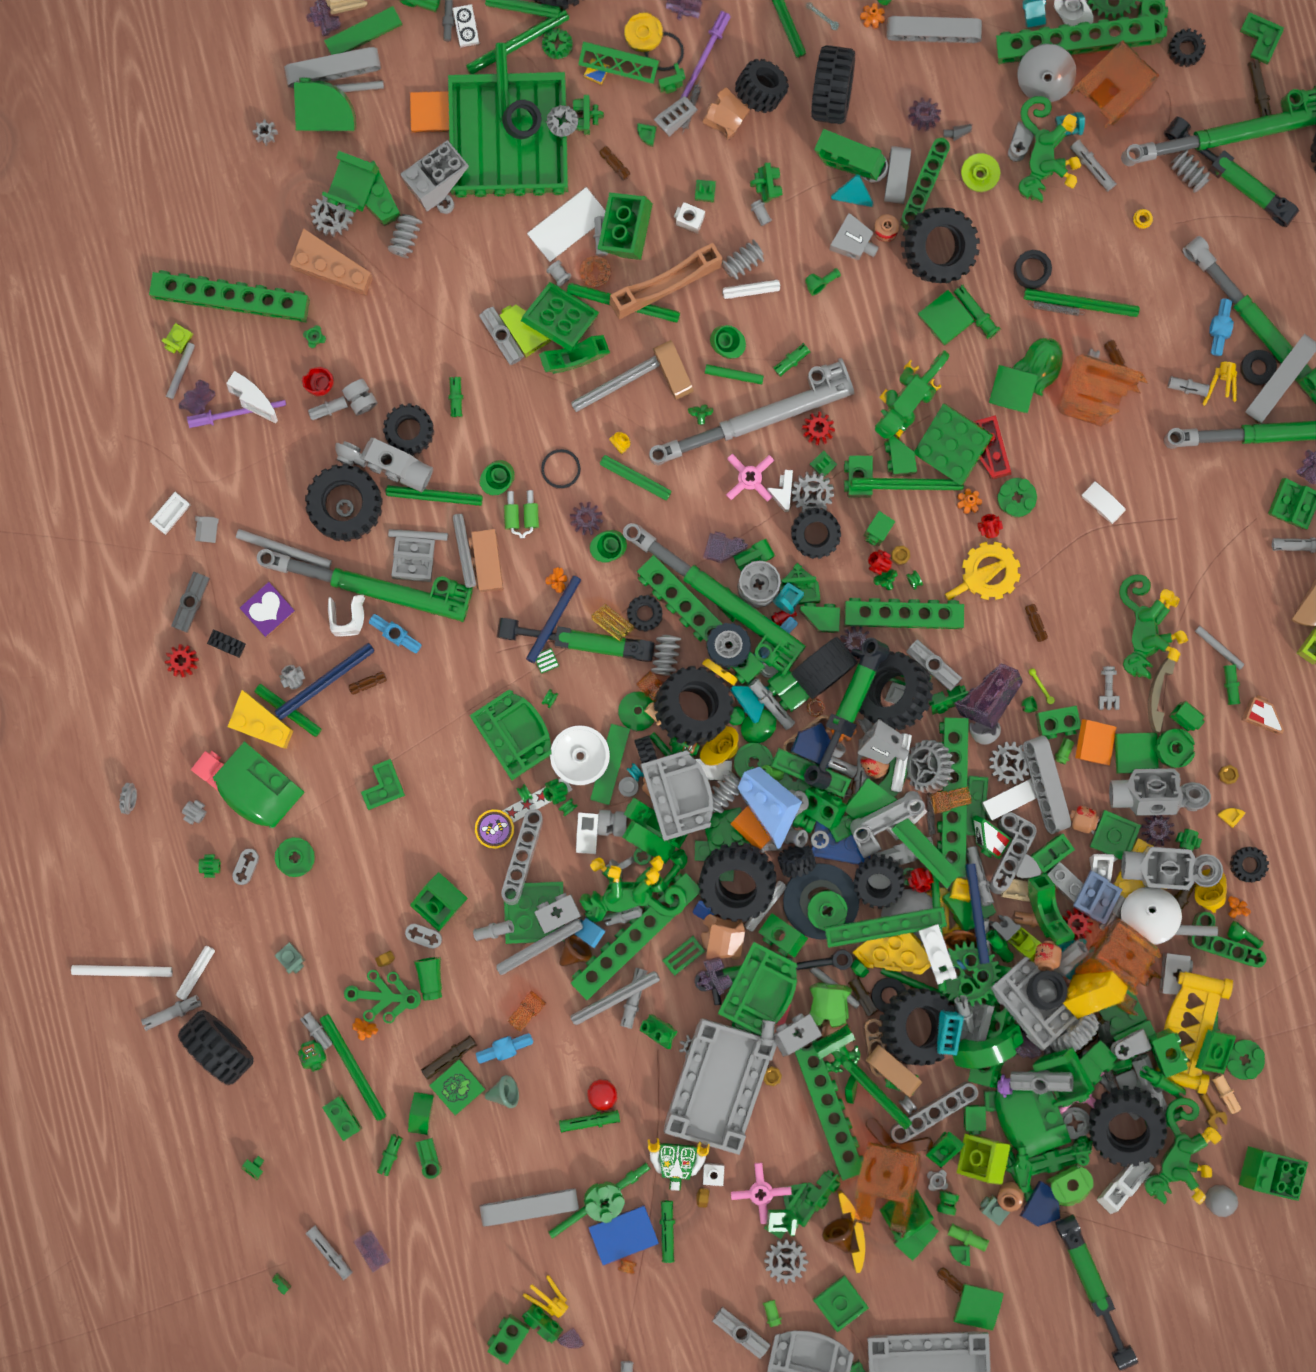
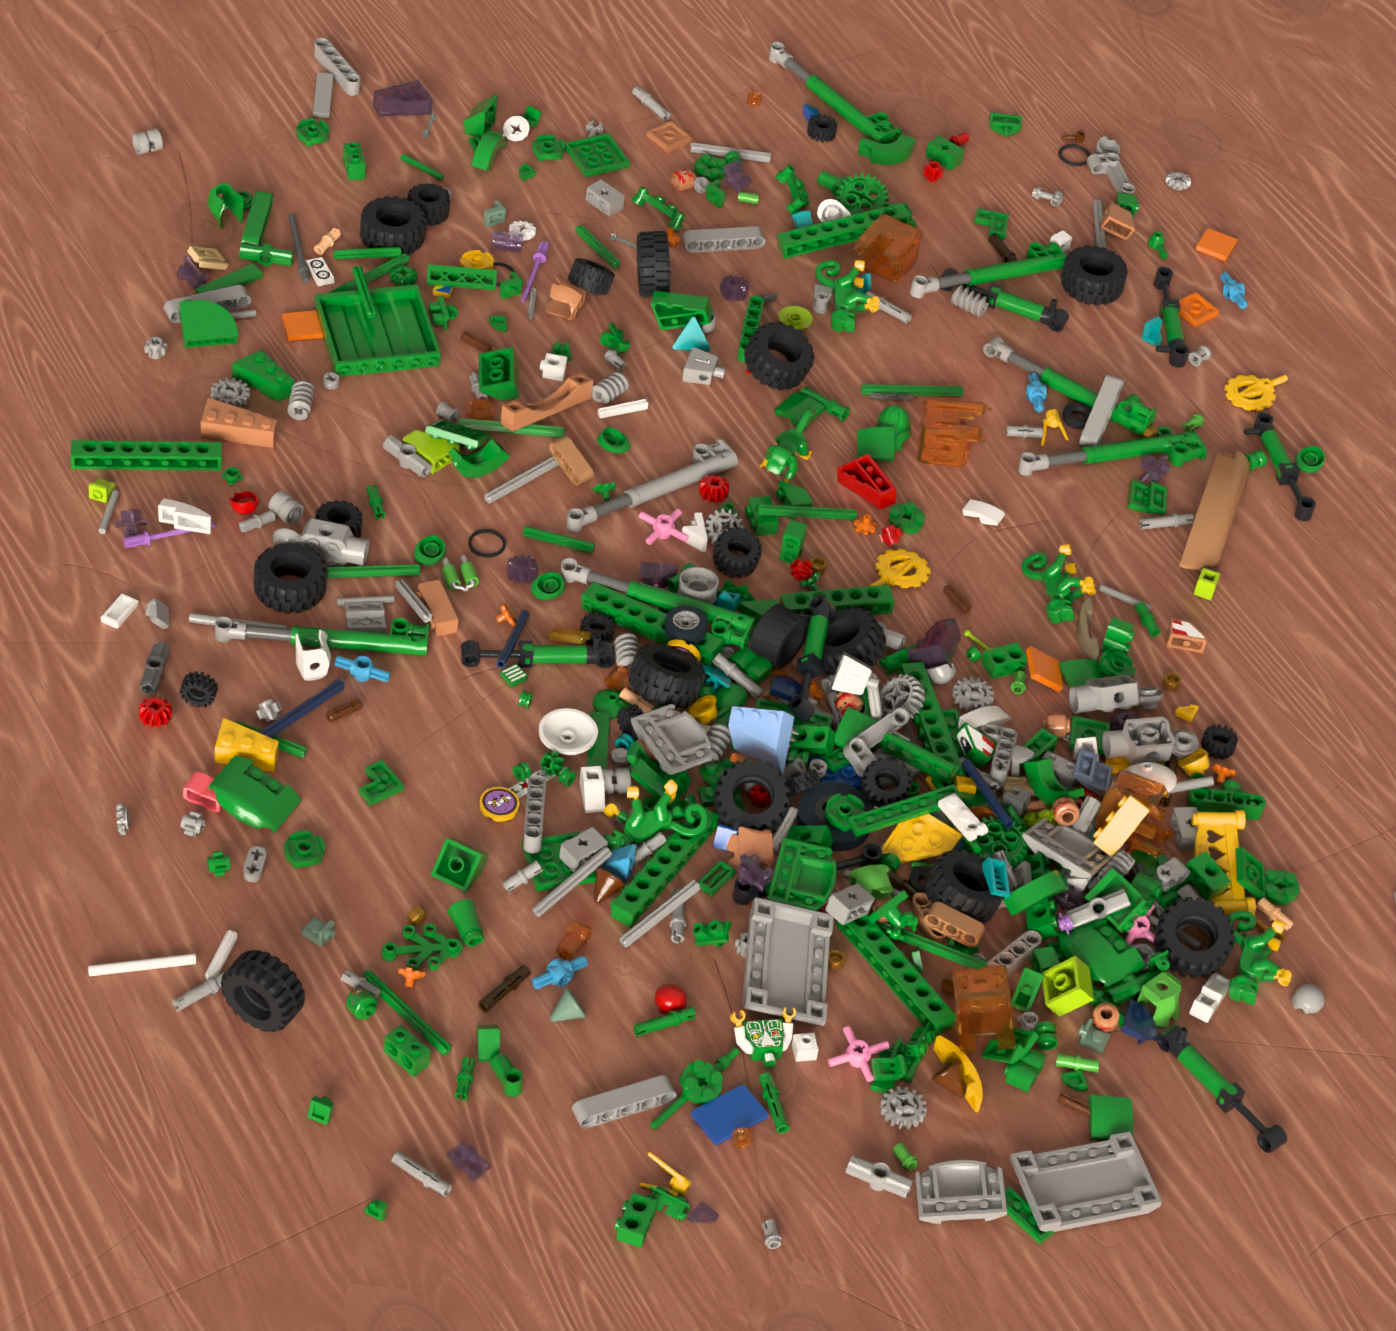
camera: 20 degrees left, 40 degrees down
(267, 609) = (231, 668): tile -> none
(351, 182) = (246, 358): green panel -> none
(422, 940) = (451, 894): light grey beam -> none
(435, 175) = (318, 356): light grey slope -> none
(457, 1087) = (519, 1014): green tile -> none
(513, 733) = (497, 725): green slope -> none
(534, 112) = (385, 316): black tyre -> none
(566, 128) = (428, 315): light grey gear -> none
(567, 224) = (444, 385): white sticker -> none
(620, 441) = (536, 517): yellow plate -> none
(666, 115) = (518, 310): light grey slope -> none
(702, 1197) = (800, 1067): pearl gold tile -> none
(734, 374) = (626, 464): green piece -> none
(767, 1033) = (822, 906): light grey pin -> none
(791, 359) = (674, 448): green pin -> none
(816, 284) = (679, 398): green bar -> none
(840, 1303) = (971, 1137): green plate -> none
(880, 228) = (728, 356): nougat head -> none
(897, 175) = (725, 326): light grey beam -> none
(914, 579) = (837, 579): green bush -> none
(920, 880) = (924, 781): red gear -> none
(946, 800) = (925, 717): clear orange piece -> none
(953, 444) = (838, 480): green plate -> none
(1023, 1169) = (1108, 989): green piece -> none
(1036, 254) = (862, 363): black tyre -> none
(1047, 60) = (816, 249): light grey dish -> none
(1047, 784) = (1012, 700): light grey beam -> none
(1059, 983) = (1075, 833): black tyre -> none
(1108, 671) = (1035, 623): light grey hinge -> none
(1142, 213) = (942, 335): yellow plate -> none
(1157, 1079) = (1207, 893): green pin -> none
(1186, 59) = (935, 233): black tyre -> none
(1273, 1173) = (1345, 967): green slope -> none

